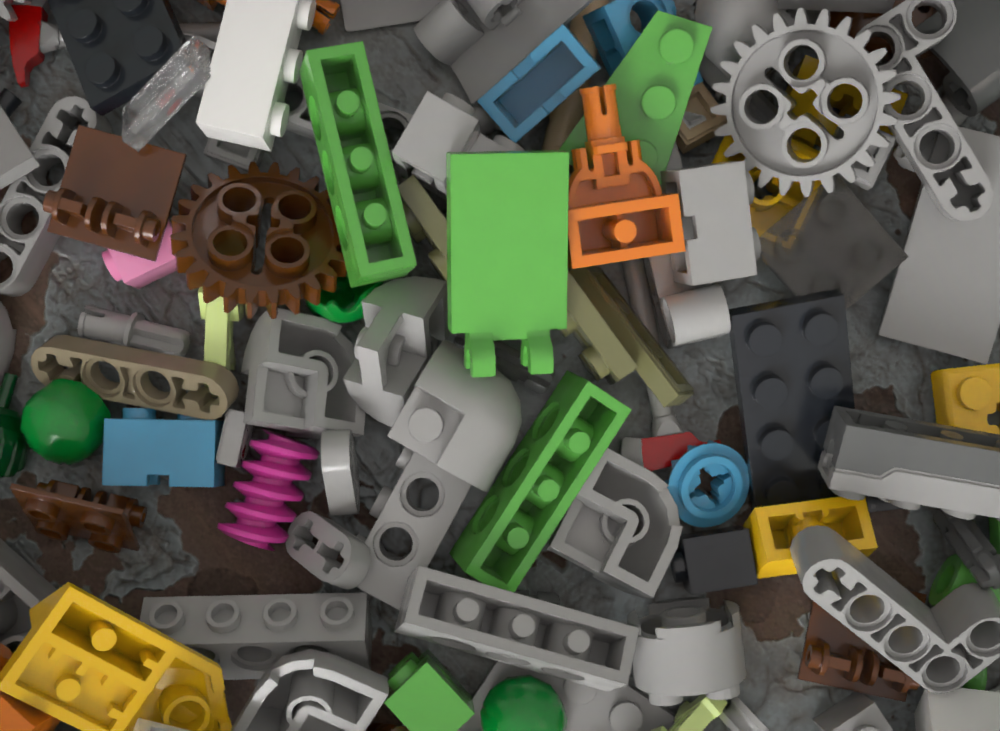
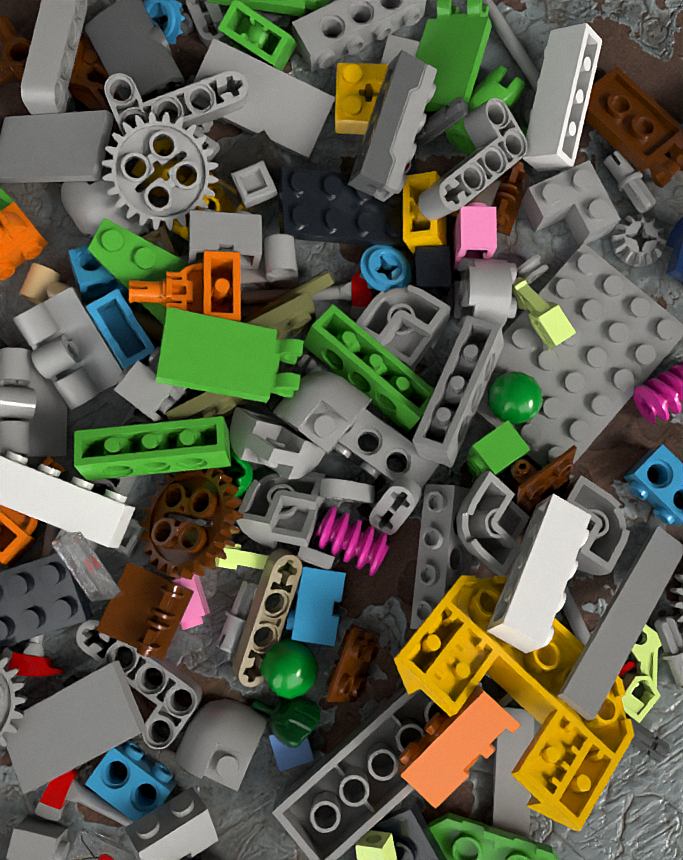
camera: 80 degrees left, 5 degrees down
(781, 623) = (474, 233): none -> bright pink brick
(809, 255) = (254, 184): none -> light grey tile

